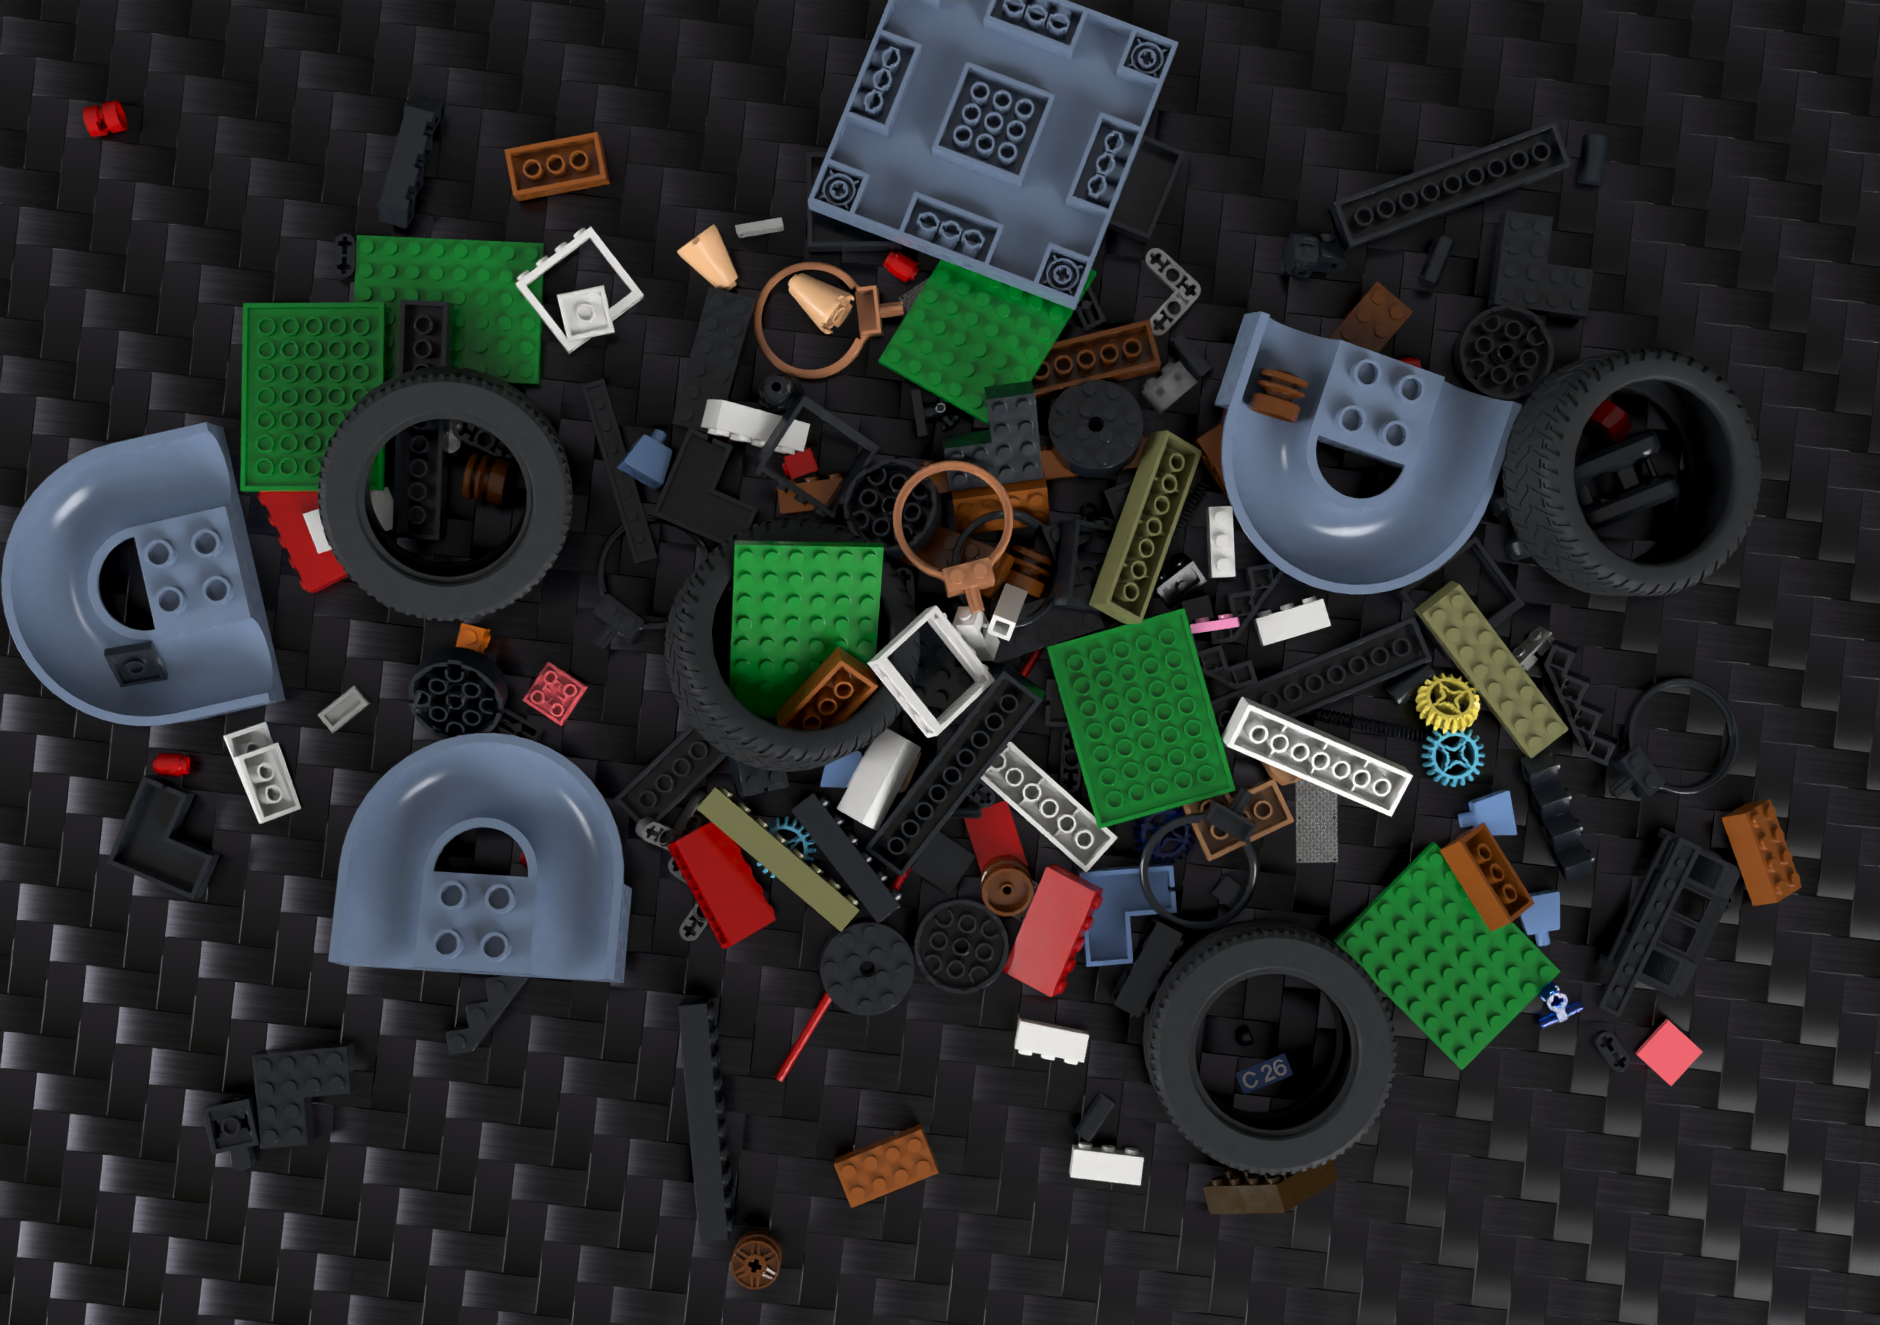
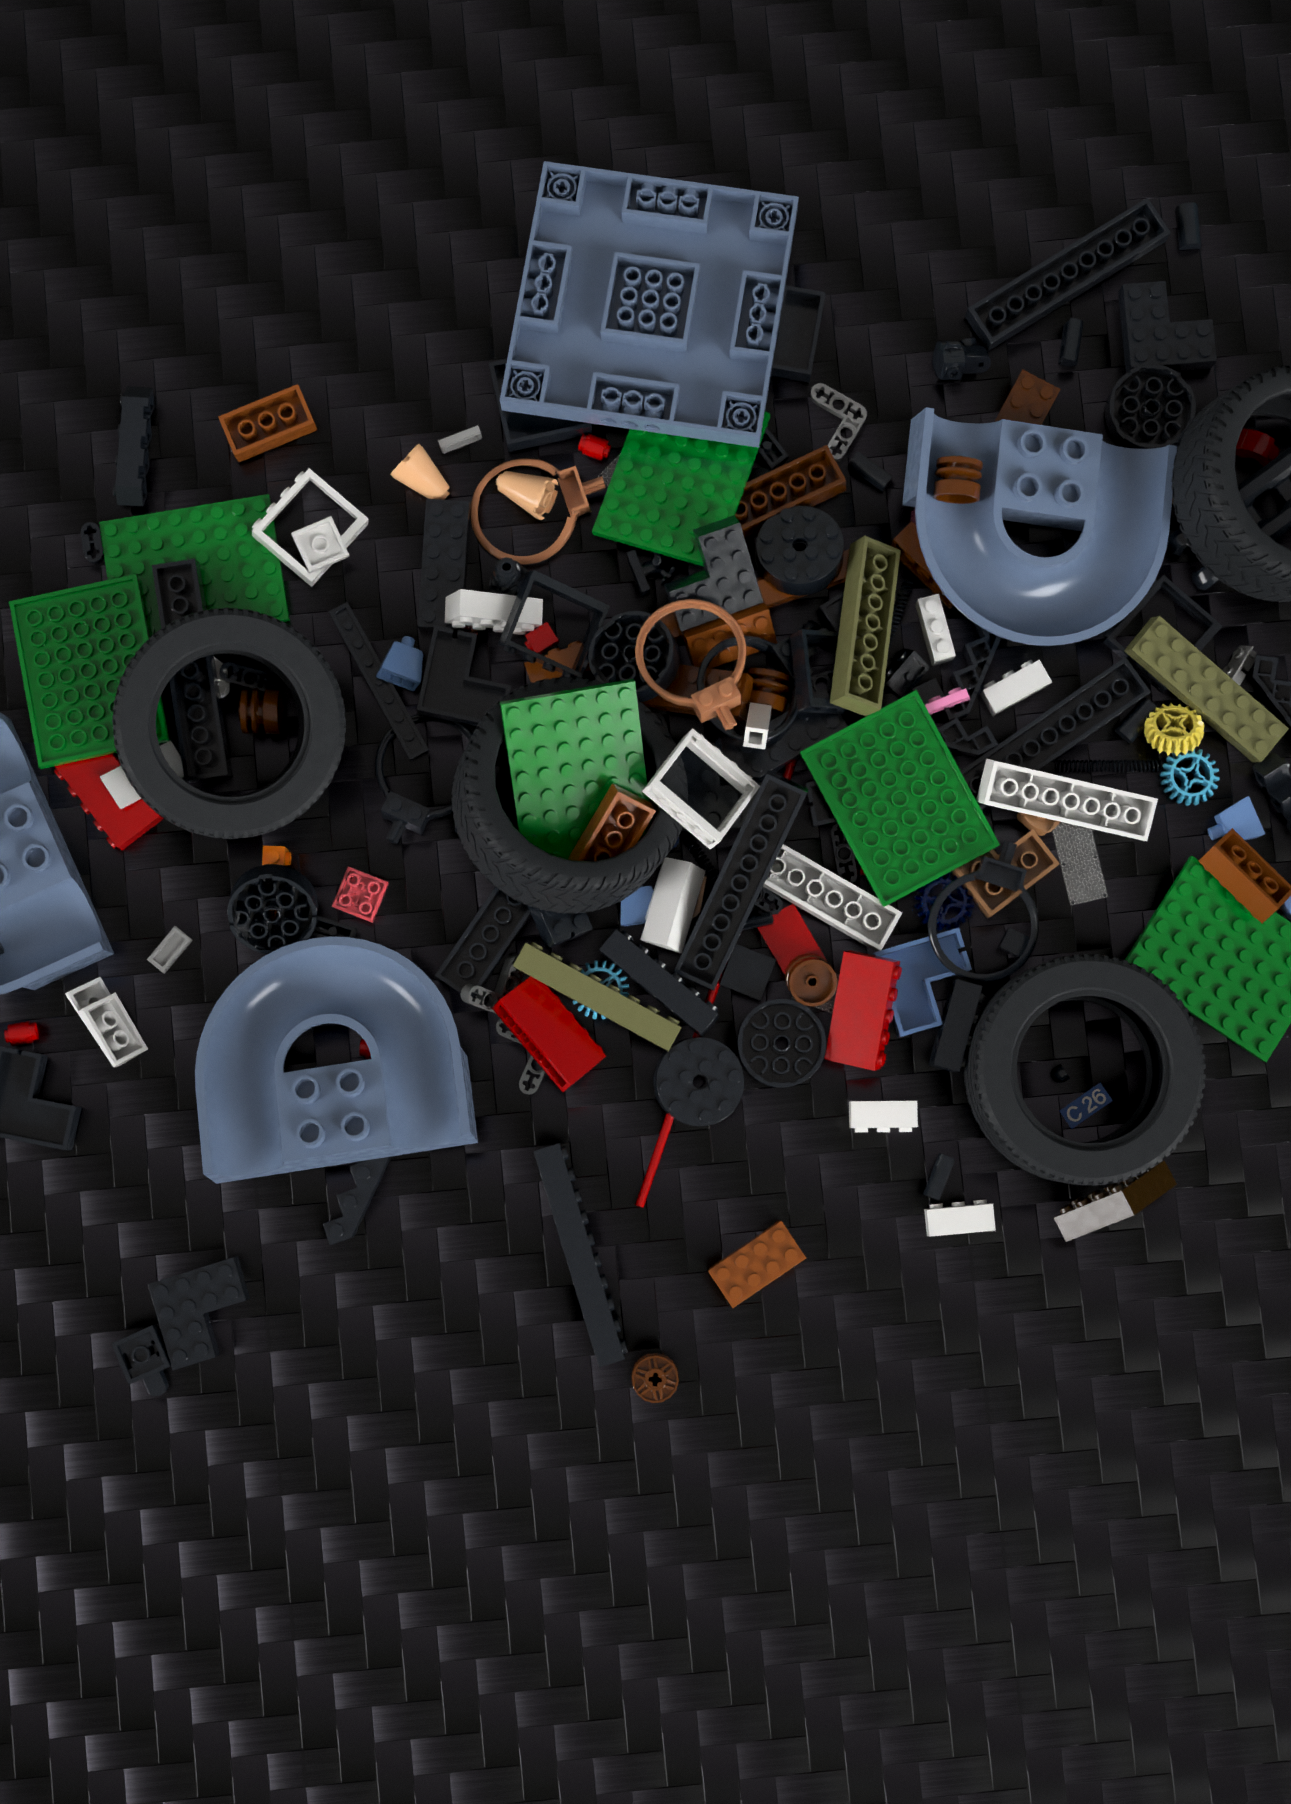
camera: 15 degrees left, 5 degrees down
(974, 633) = (731, 746): white brick -> none
(1168, 387) = (857, 502): clear brick -> none

